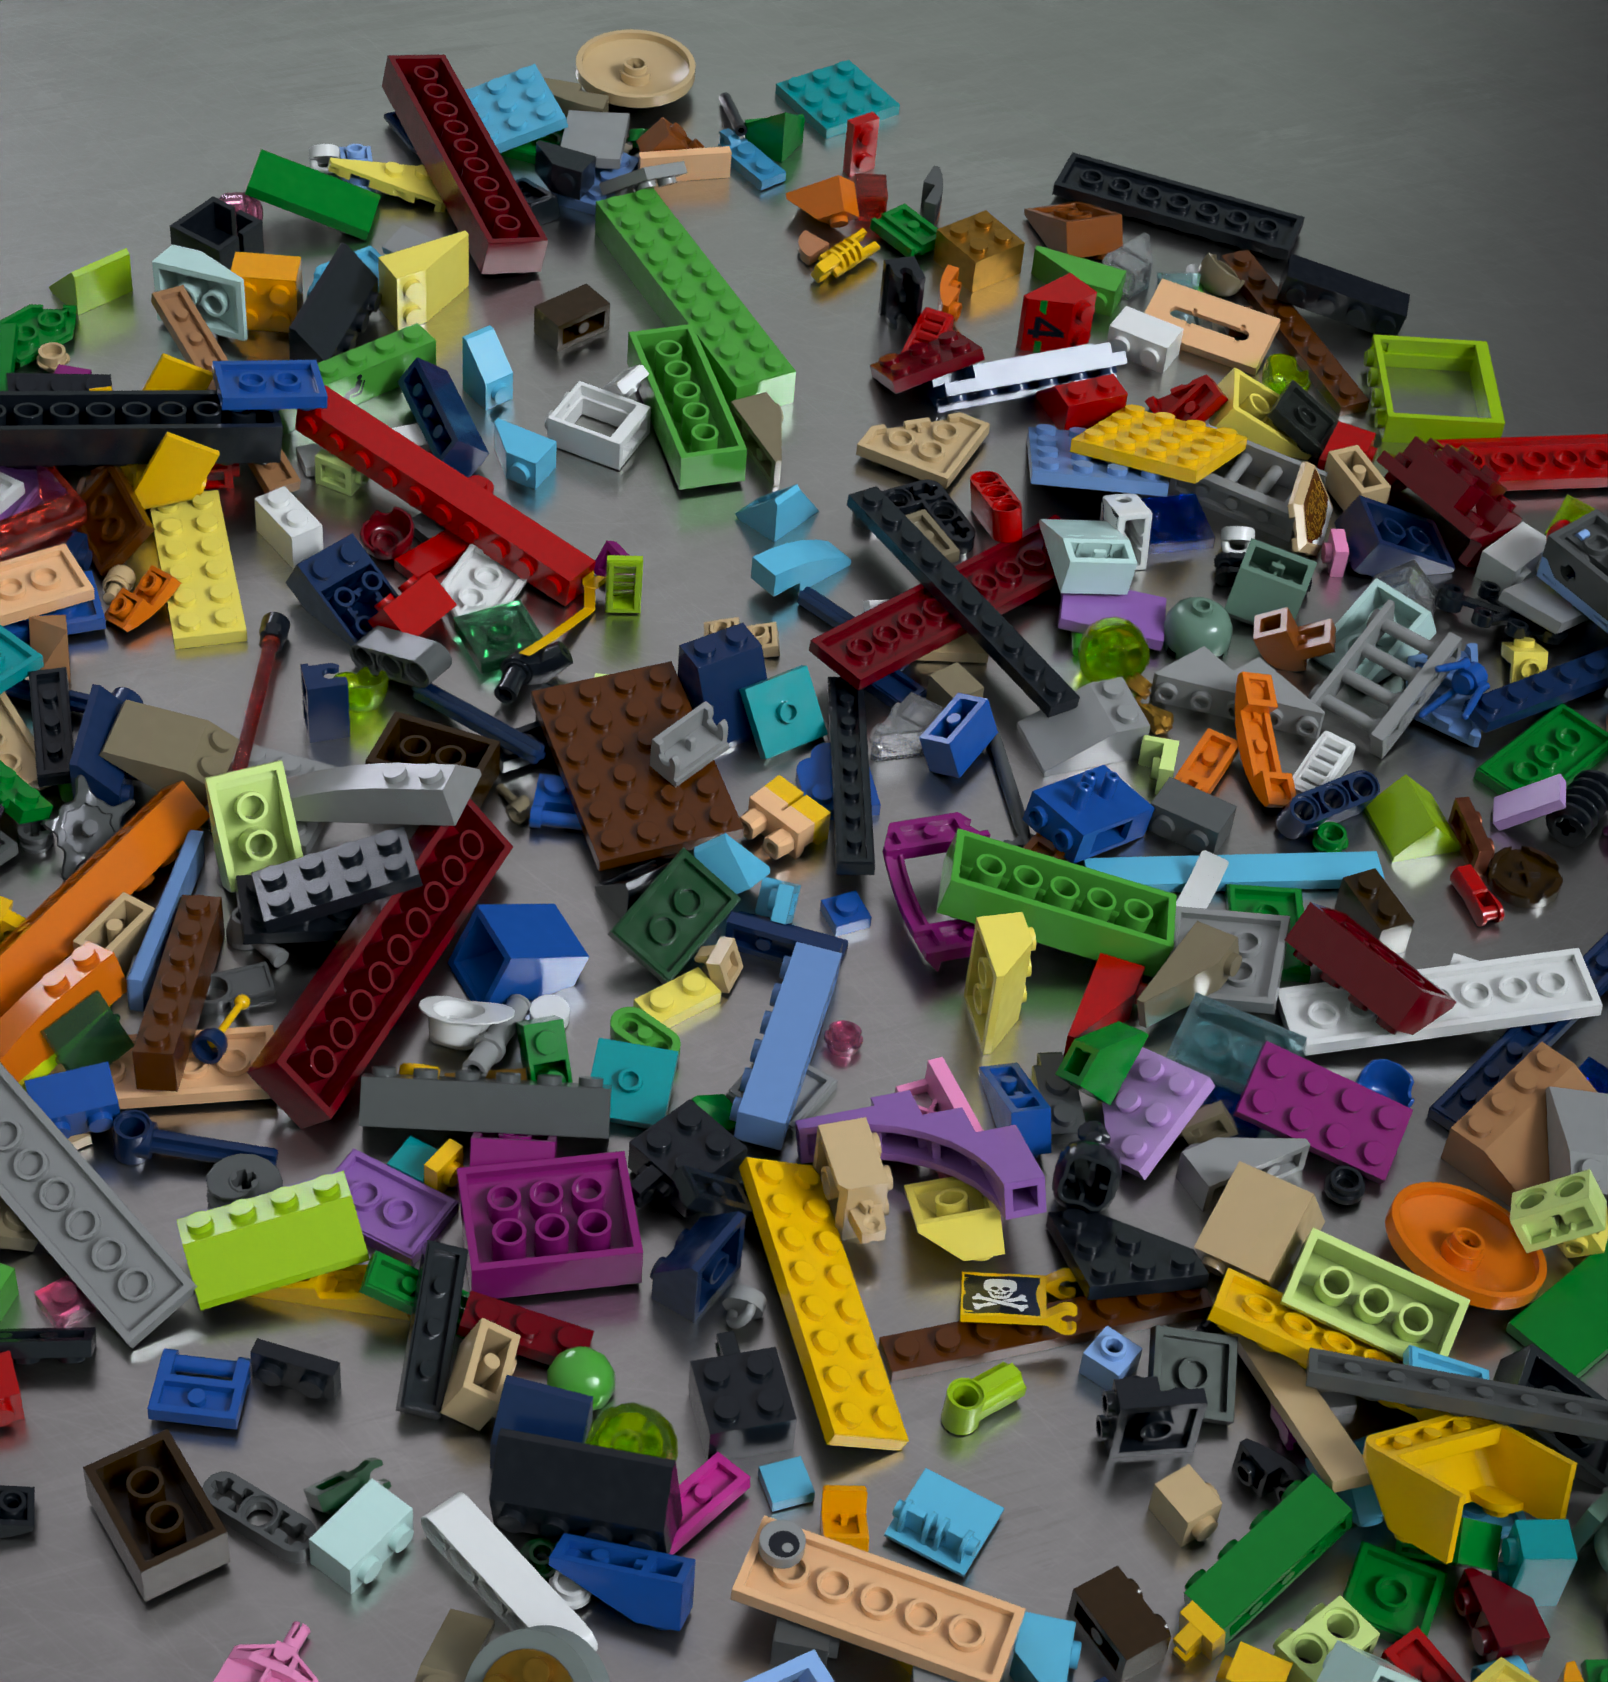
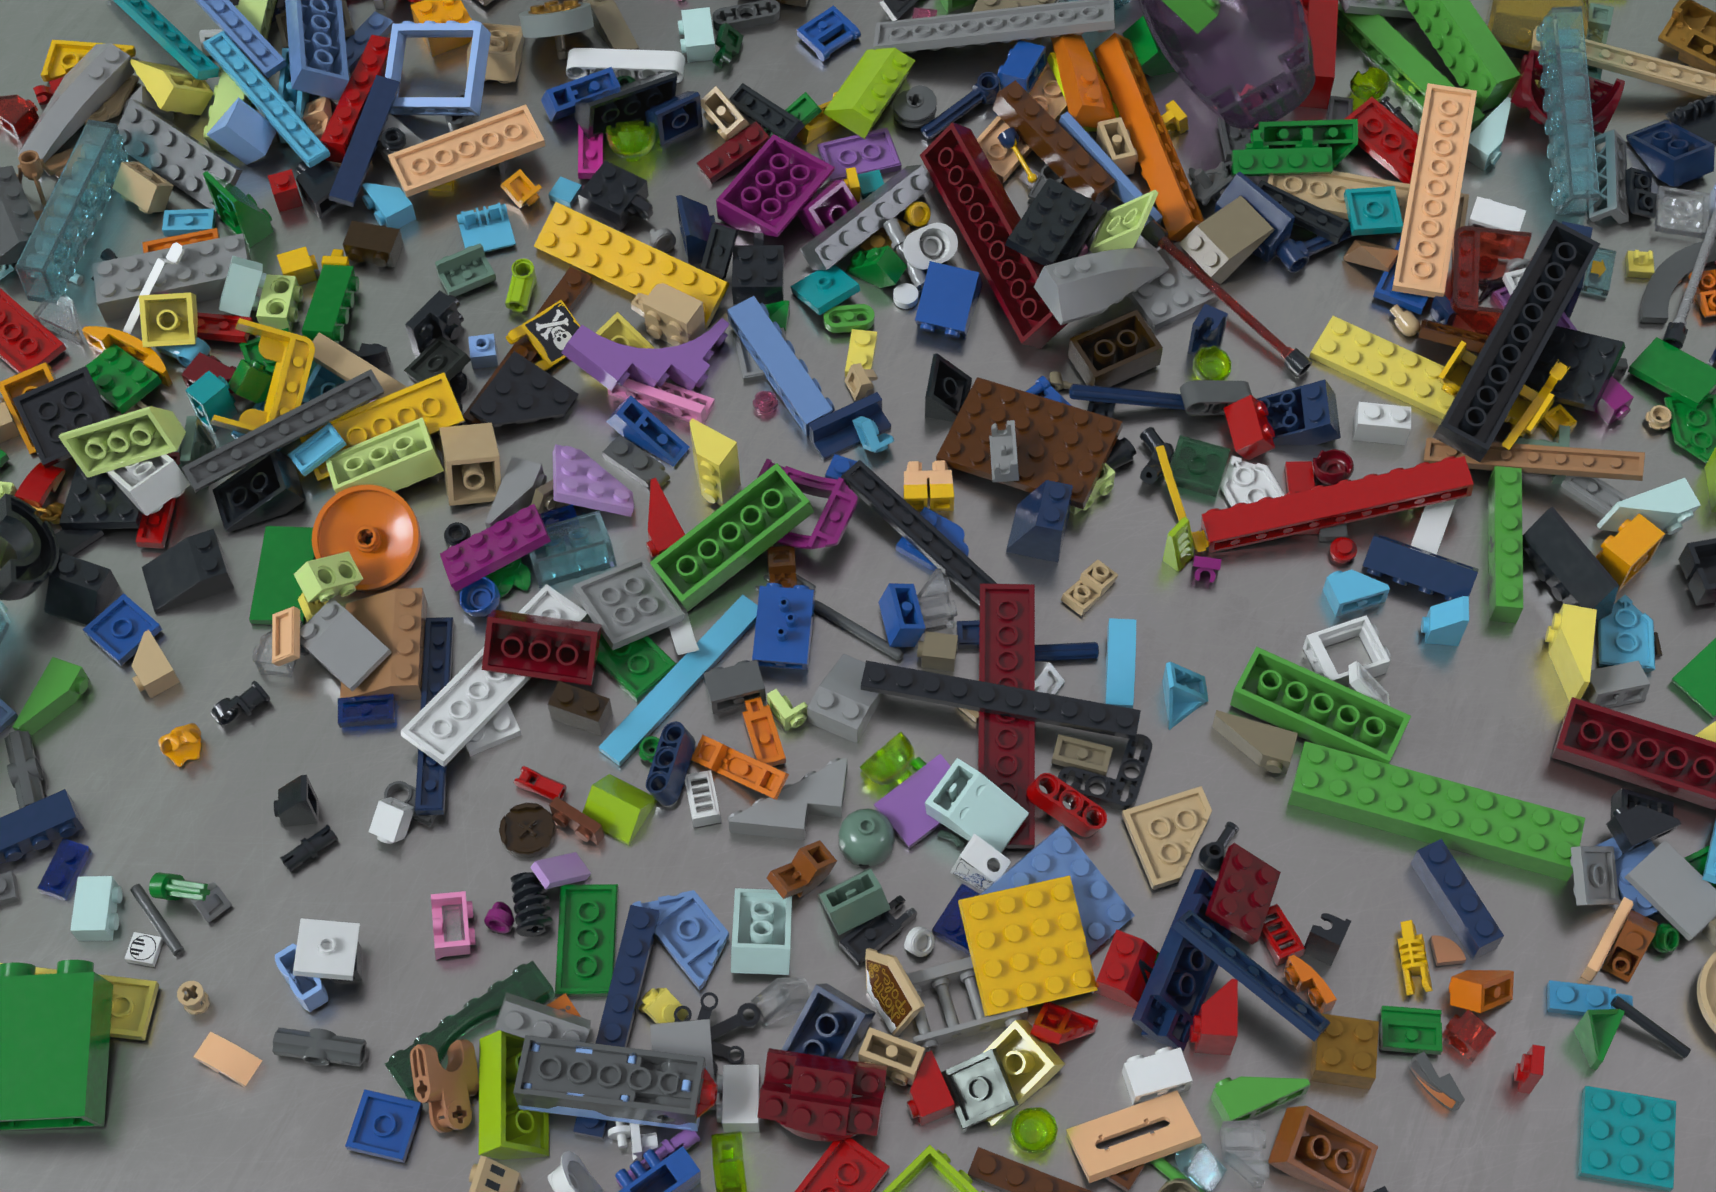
camera: 140 degrees right, 15 degrees up
(87, 1034) = (1054, 88): clear green piece -> none
(132, 609) = (1377, 318): orange slope -> none
(269, 385) = (1483, 437): blue plate -> none
(295, 1370) = (801, 65): black plate -> none
(571, 317) = (1476, 725): dark brown brick -> none
(583, 1372) = (688, 153): bright green hair -> none
(674, 916) = (903, 373): dark green tile -> none
(731, 863) = (906, 422): medium azure slope -> none
(761, 250) = (1457, 899): none -> dark blue brick
(782, 1544) = (522, 129): light grey tile -> none
(783, 712) = (1001, 541): teal plate -> none
(906, 408) = (1211, 862): none -> black bar
(1008, 294) = (1251, 975): none -> dark blue tile
(1033, 1476) = (465, 270): none -> sand green bracket
(1087, 1171) = (576, 417): black piece -> none
(1102, 1060) = (621, 468): green slope -> none
(1159, 719) = (824, 745): pearl gold piece -> none
(1186, 1505) = (389, 313): tan brick -> none
(1197, 965) = (629, 568): dark tan slope -> none
(1335, 552) = (850, 985): bright pink plate -> none
(1401, 706) = (695, 893): light grey fence -> none
(1468, 679) = (669, 922): blue plant -> none

